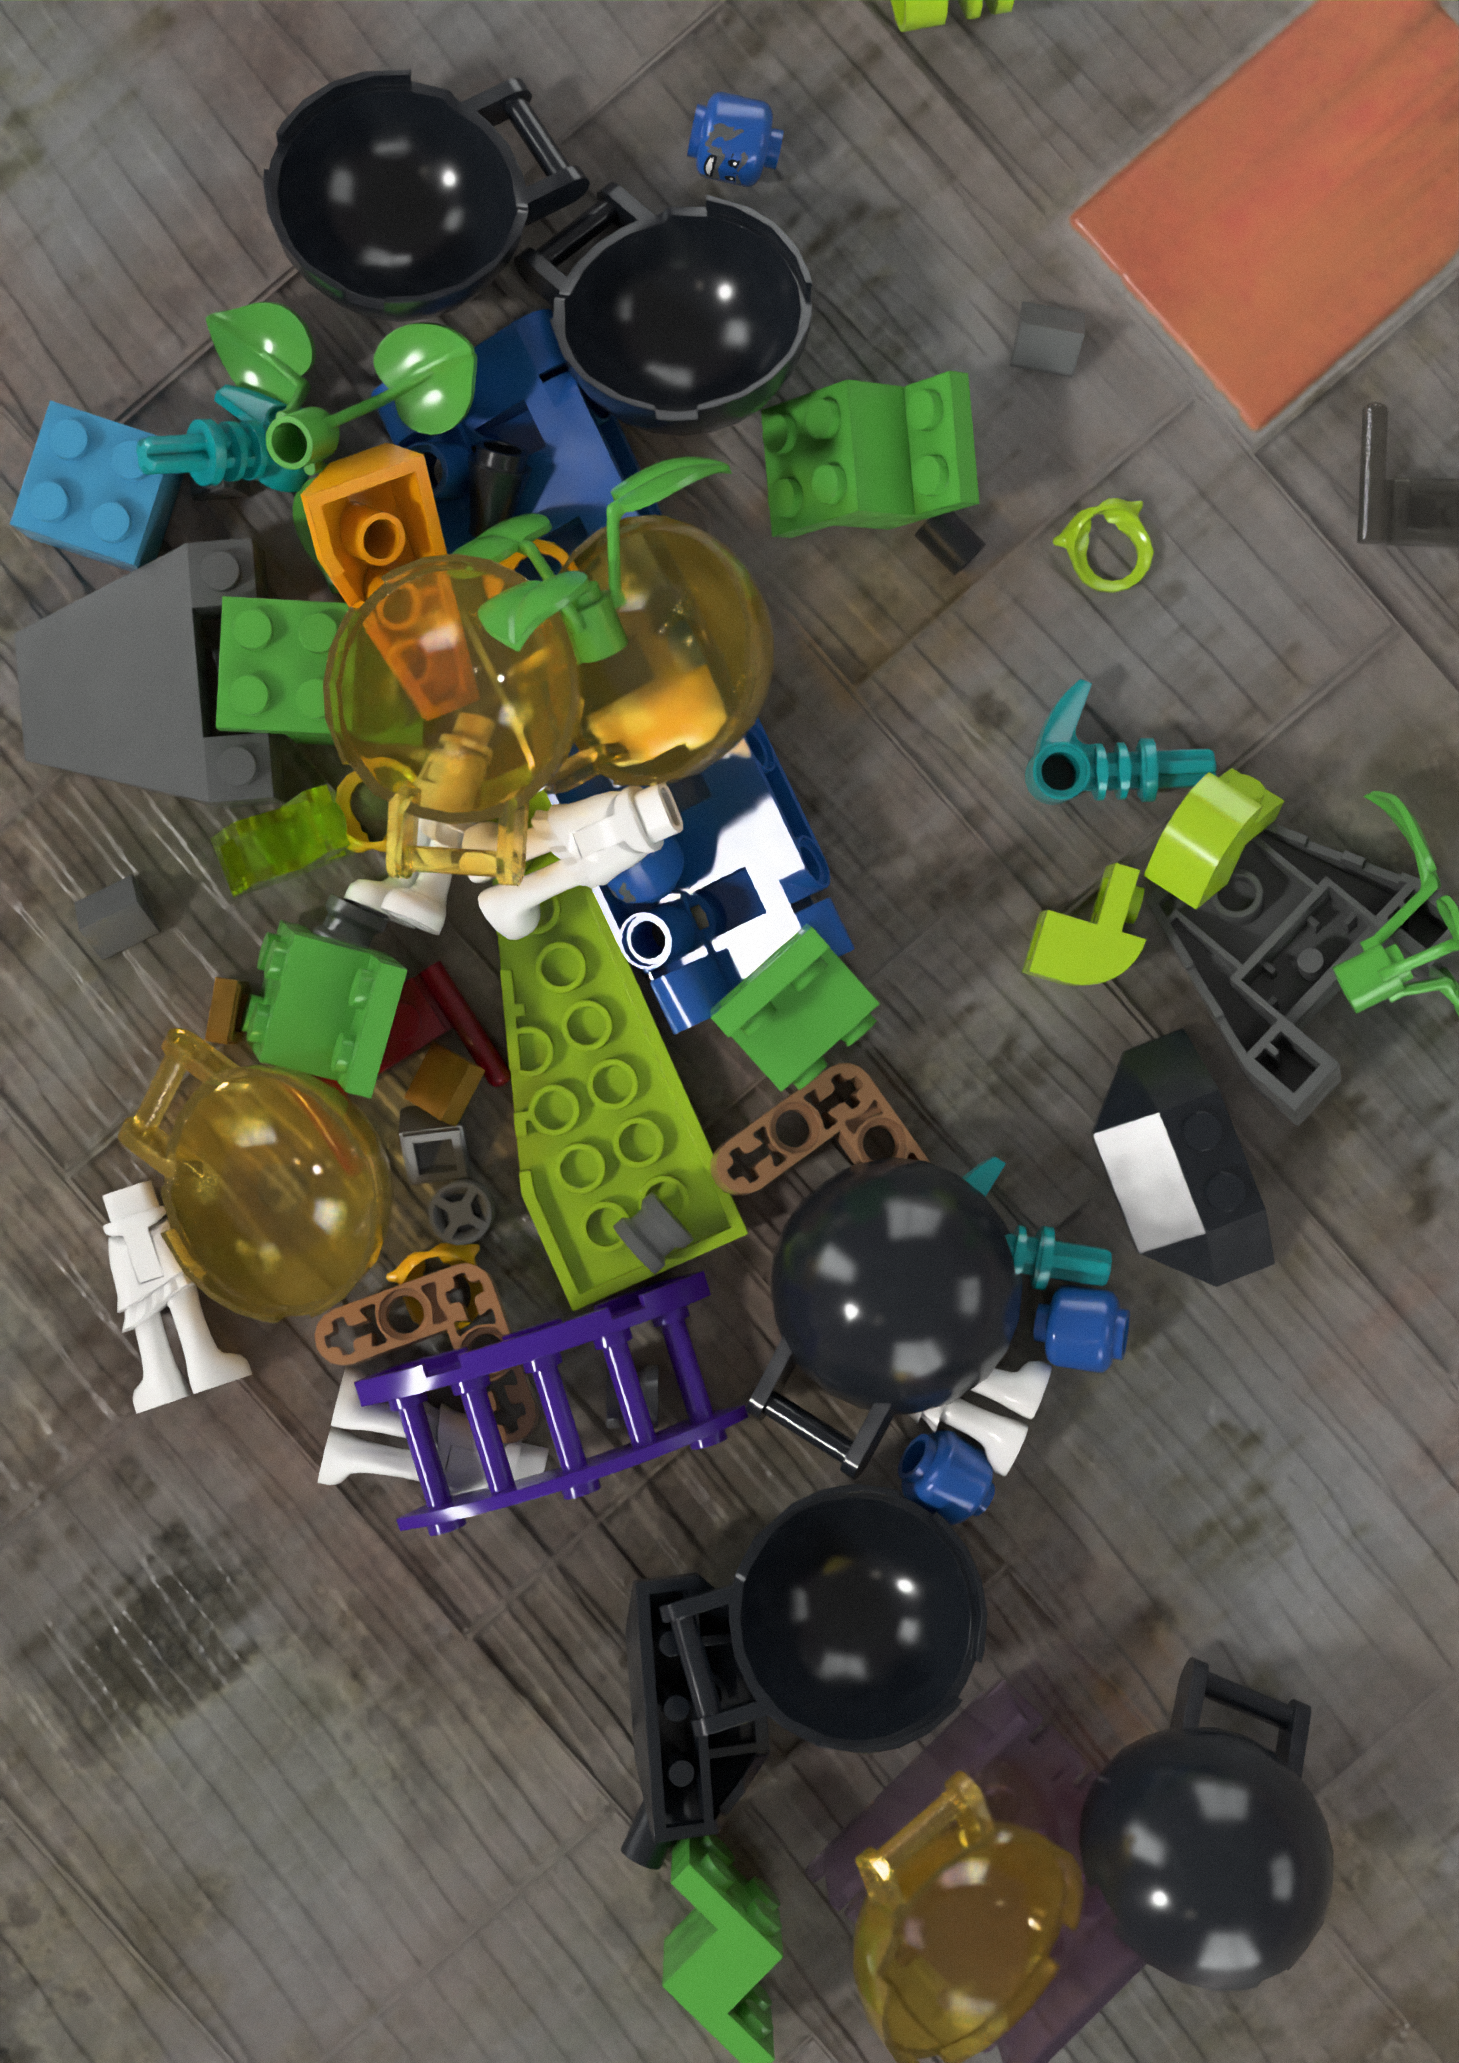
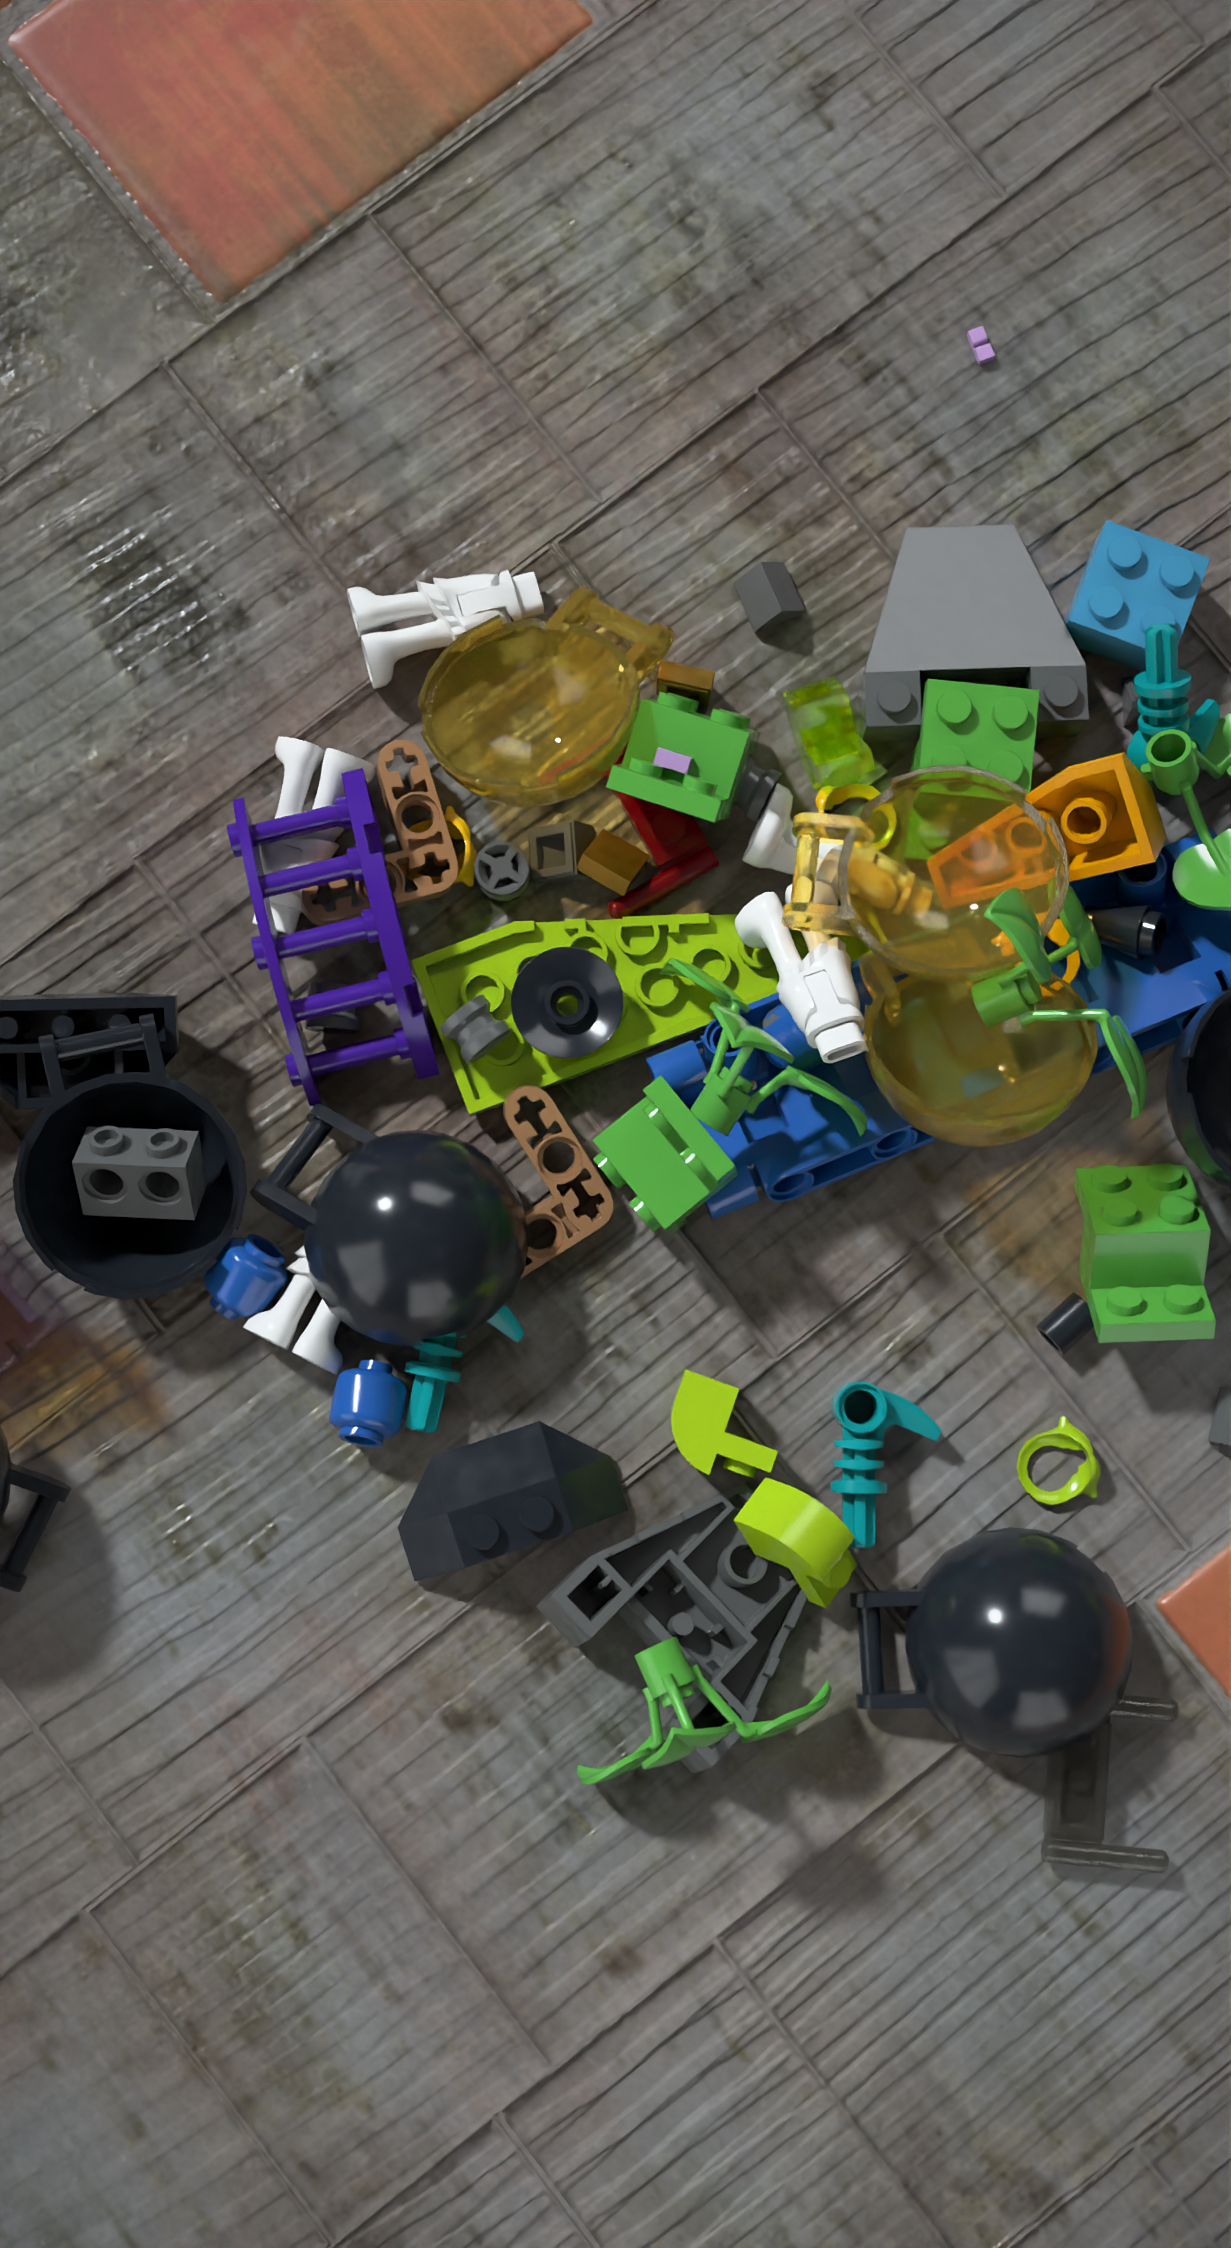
camera: 95 degrees right, 5 degrees down
(331, 1021) = (673, 760): none -> lavender piece
(609, 1163) = (562, 974): none -> black dish
(718, 938) = (727, 1092): none -> bright green plant
(841, 1607) = (140, 1172): none -> dark grey brick
(1312, 599) = (1005, 1643): none -> black windscreen

